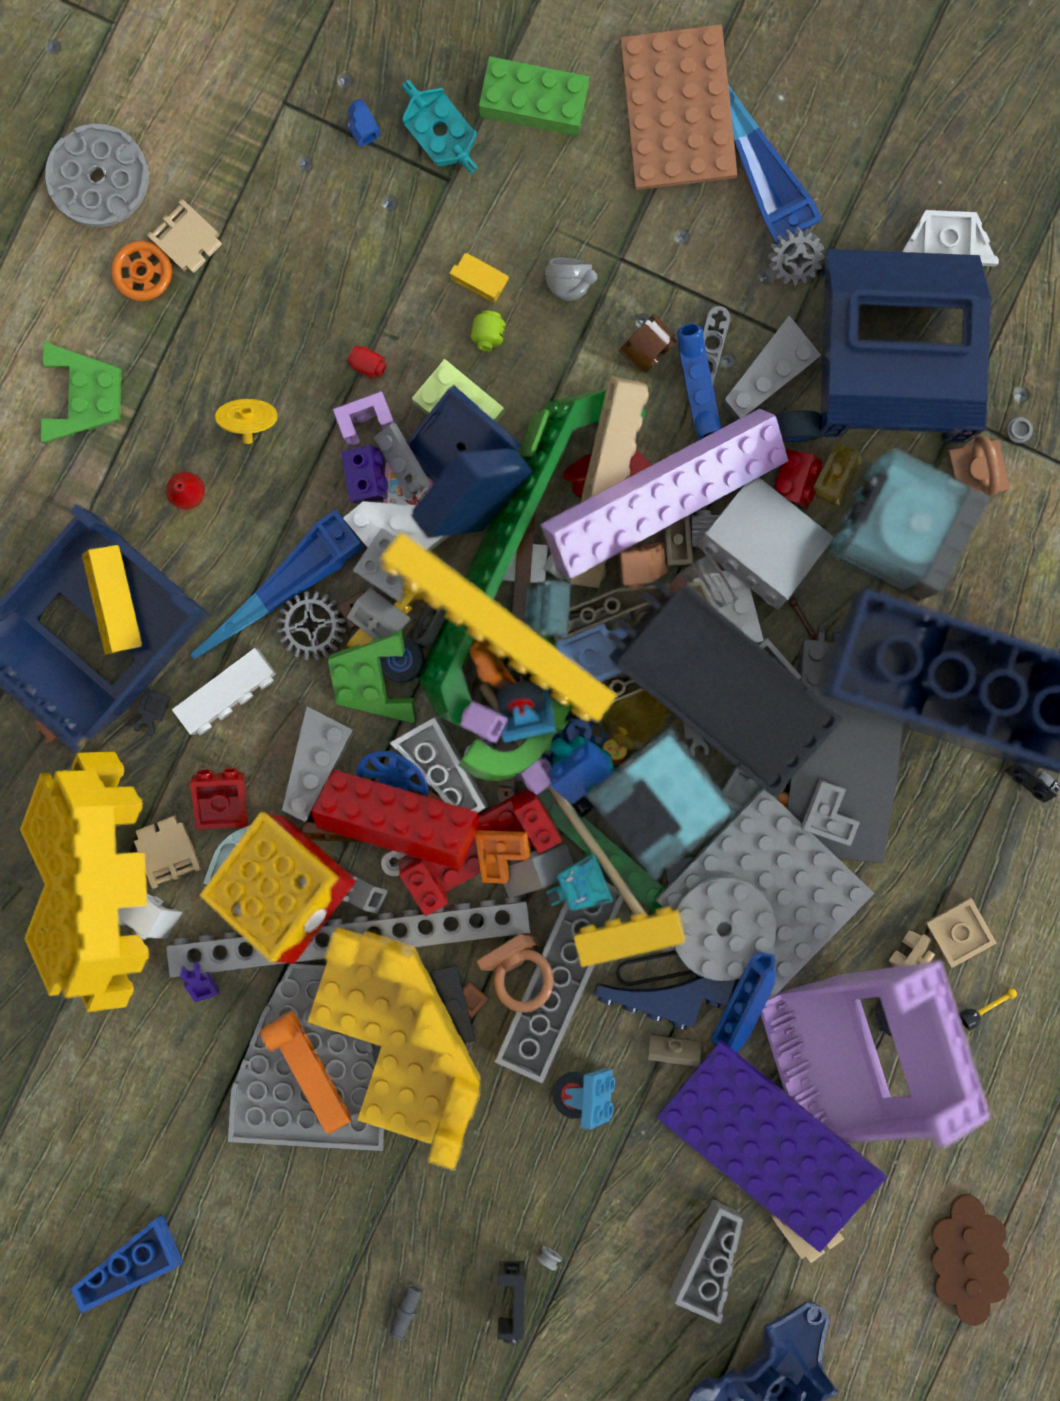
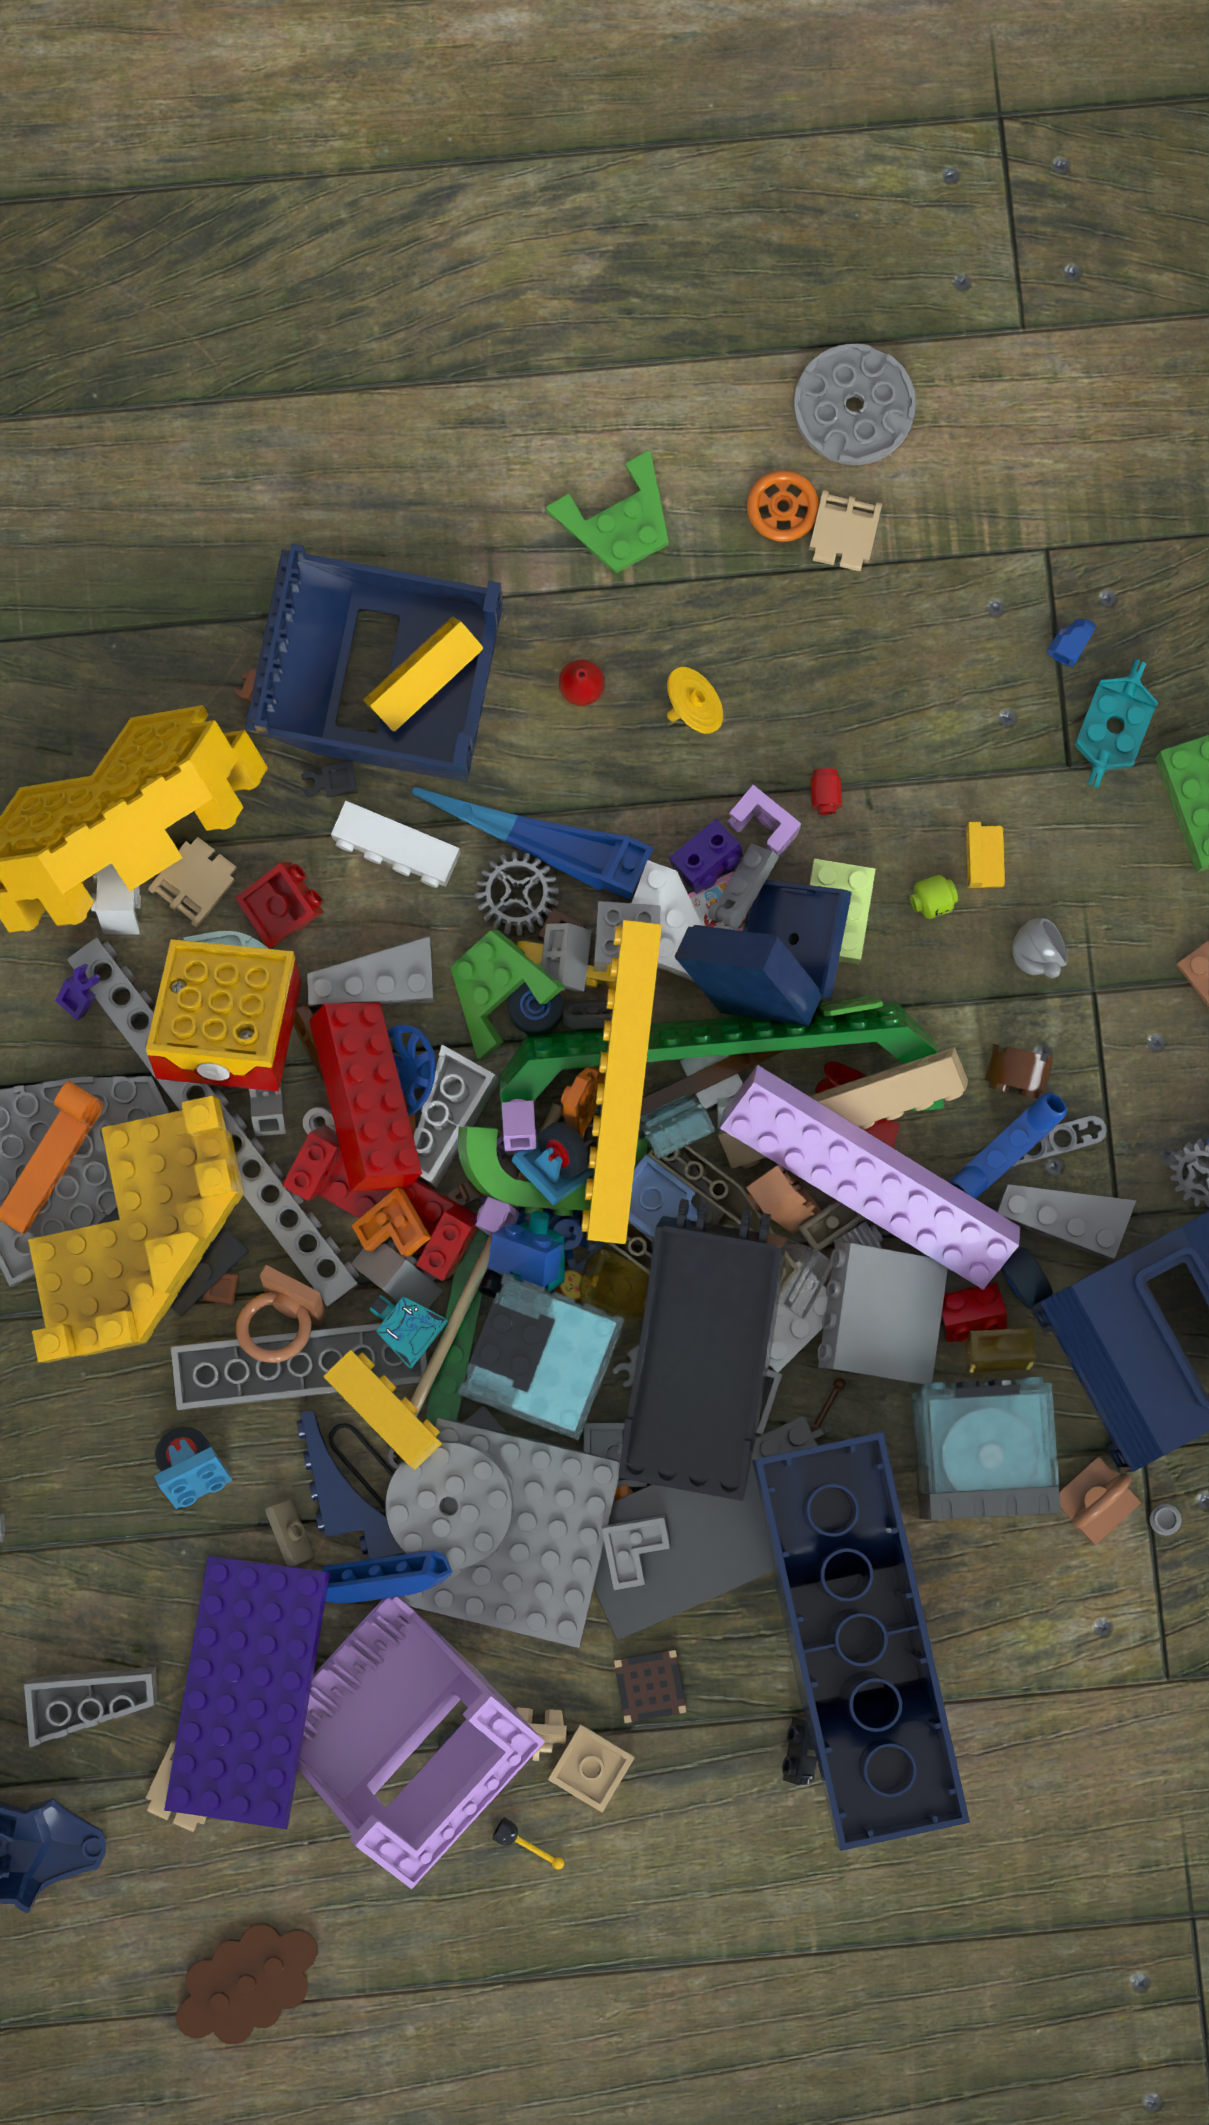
camera: 60 degrees right, 5 degrees down
(926, 858) = (650, 1686): none -> tile

